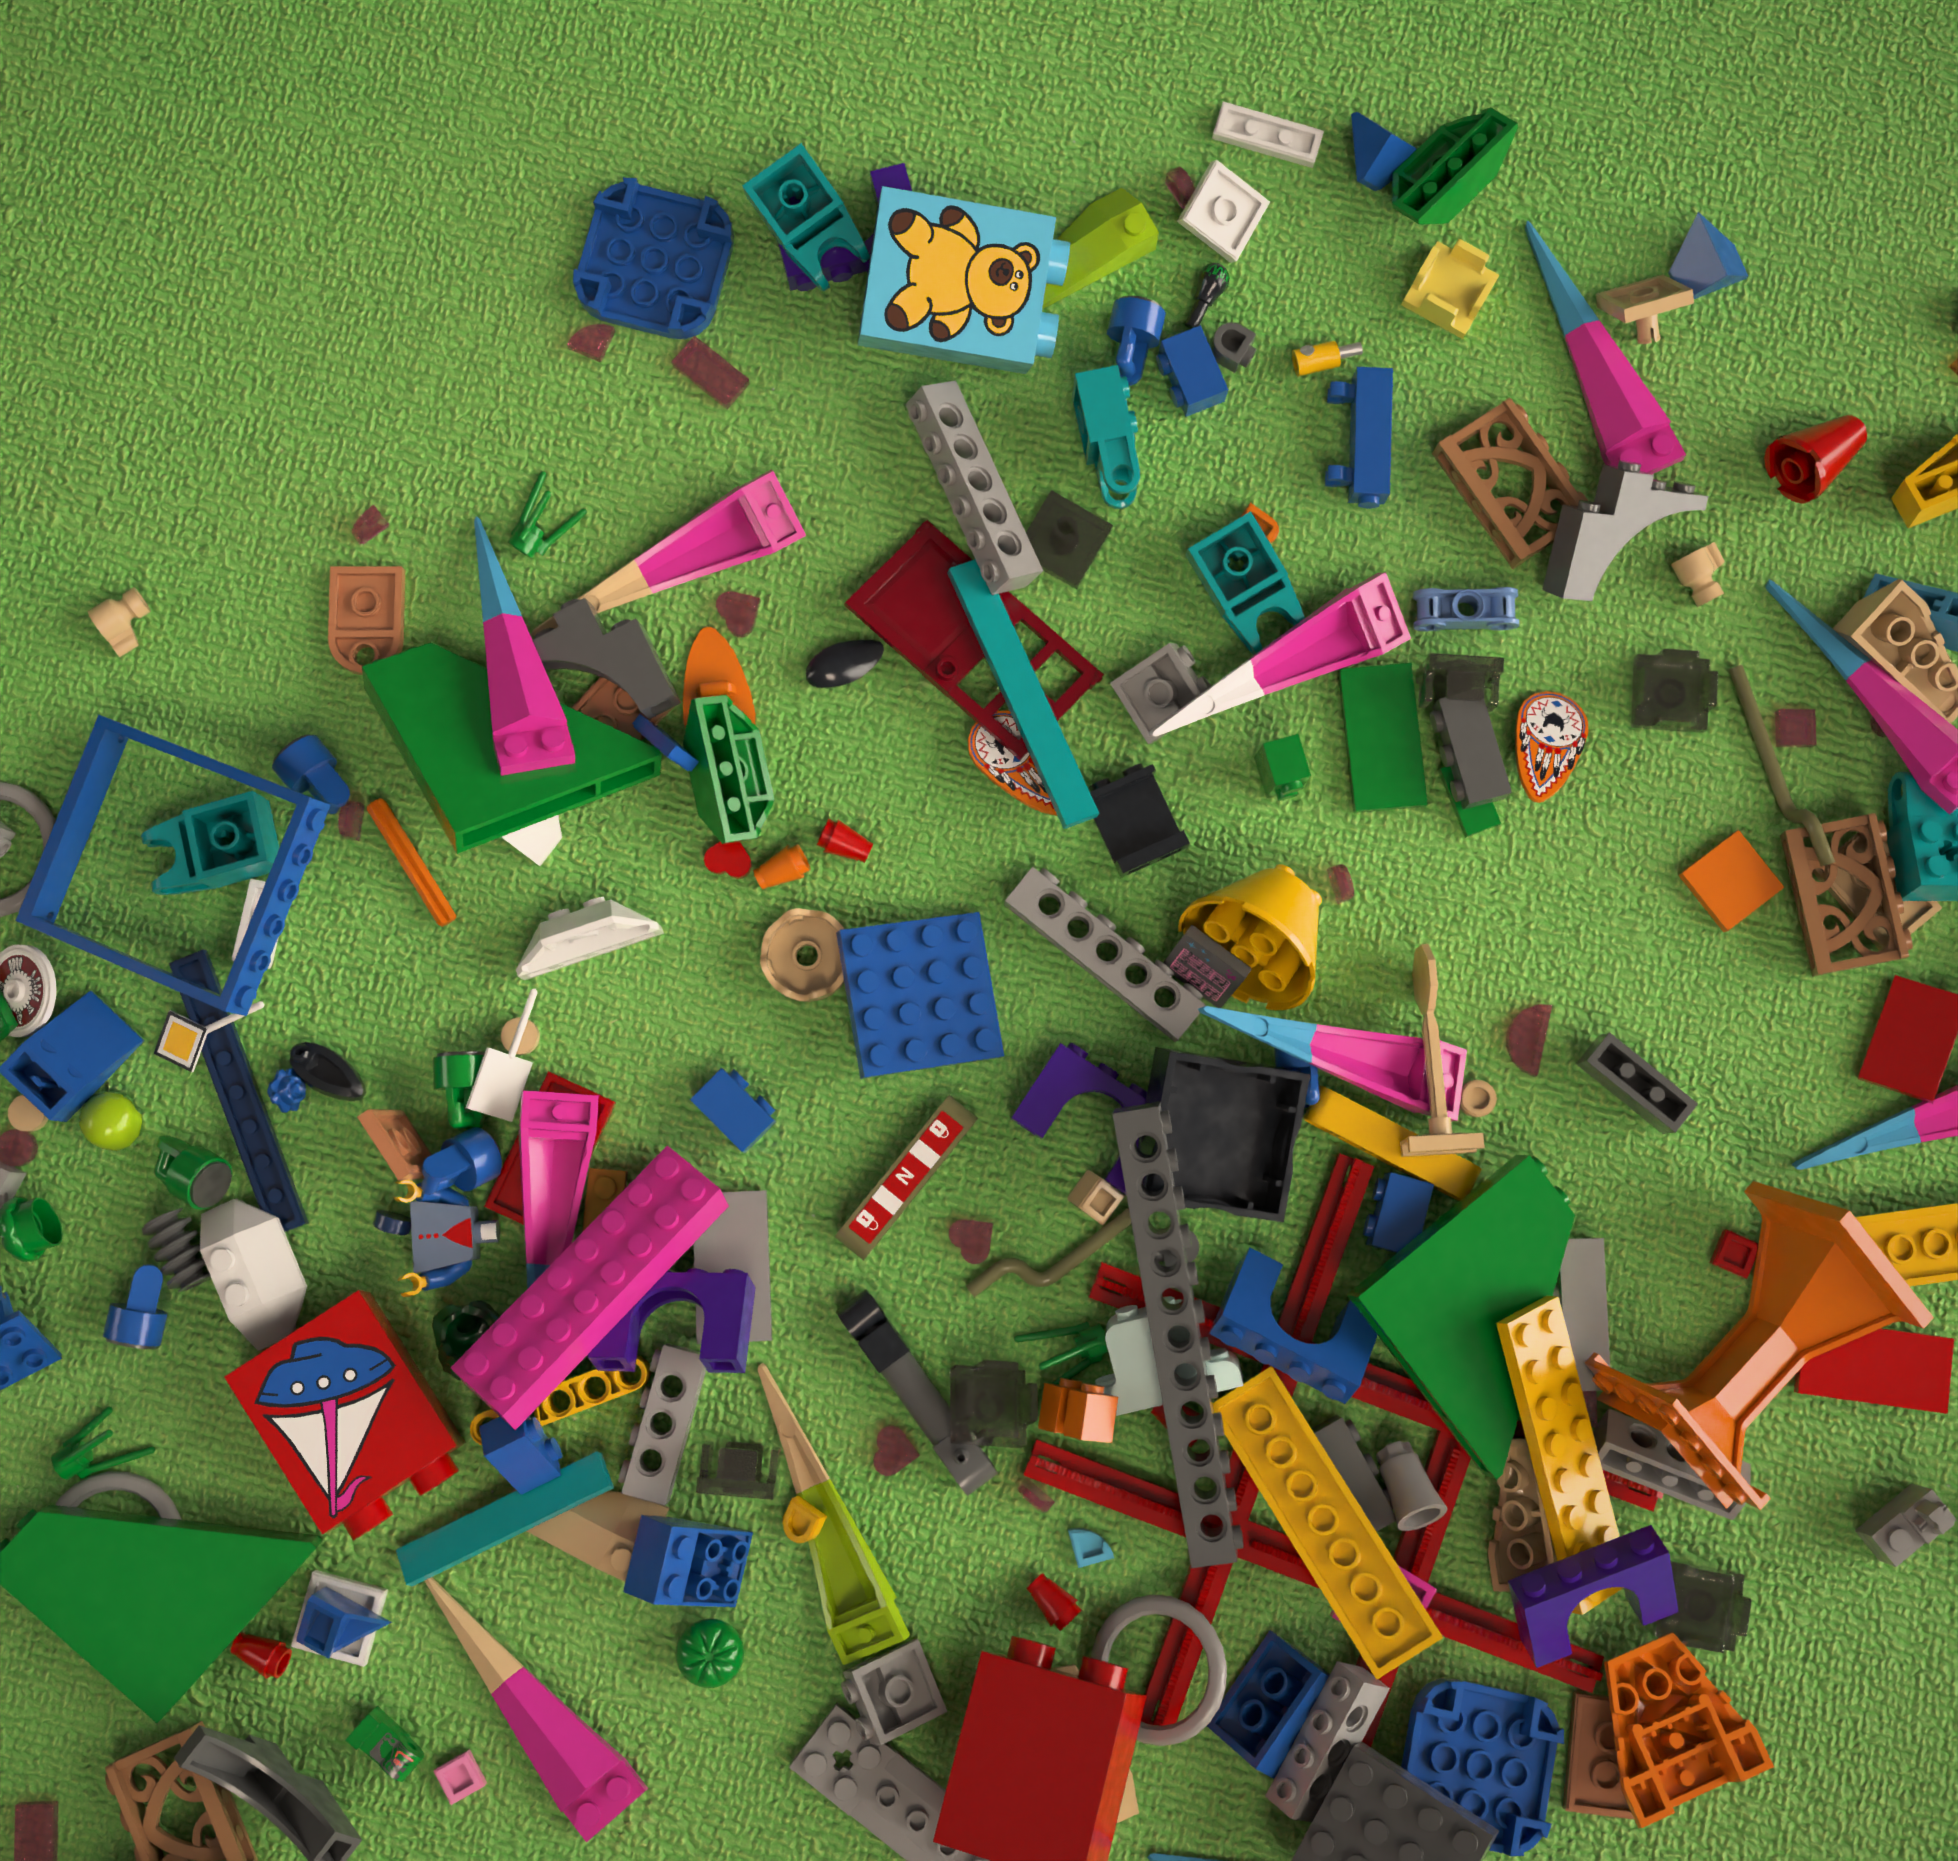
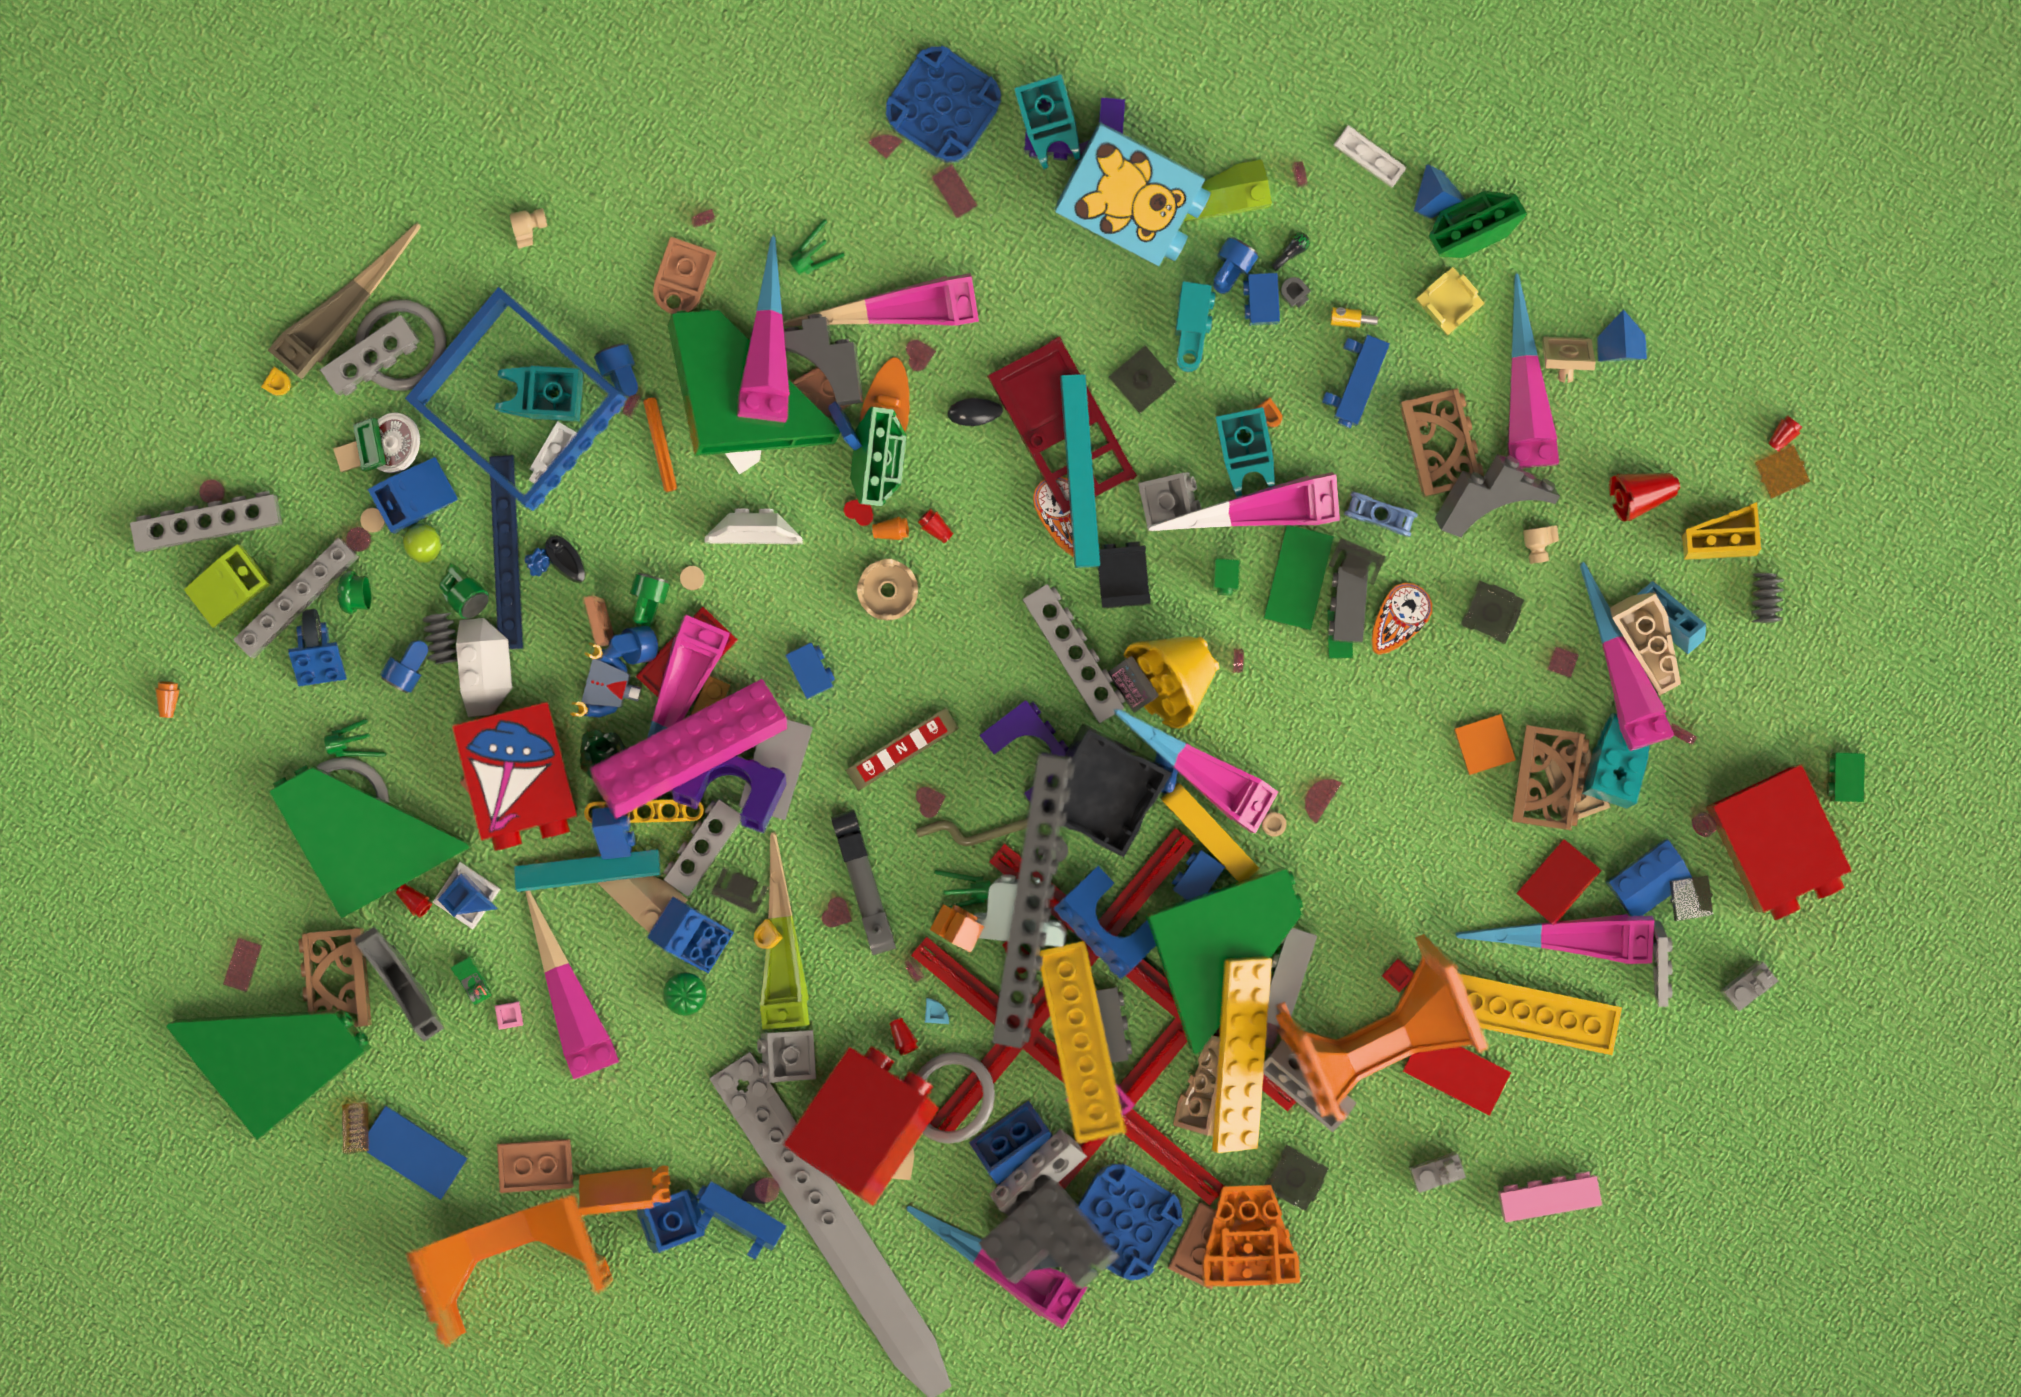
camera: 20 degrees right, 5 degrees up
(183, 1038) = (482, 508): piece -> none
(392, 1222) = (576, 667): dark blue tile -> none
(502, 1075) = (674, 599): white piece -> none
(919, 994) = (949, 639): blue plate -> none
(973, 487) = (1102, 337): light grey brick -> none
(991, 1404) = (906, 905): clear smoke panel -> none
(1095, 1197) = (1014, 802): tan slope -> none
(1223, 211) = (1321, 200): white tile -> none
(1409, 1487) = (1142, 1043): light grey plant -> none
(1440, 1136) = (1238, 840): tan piece -> none
(1550, 1594) = (1201, 1130): dark purple arch -> none
(1636, 1083) = (1374, 849): dark grey brick -> none
(1774, 771) = (1538, 683): olive piece -> none

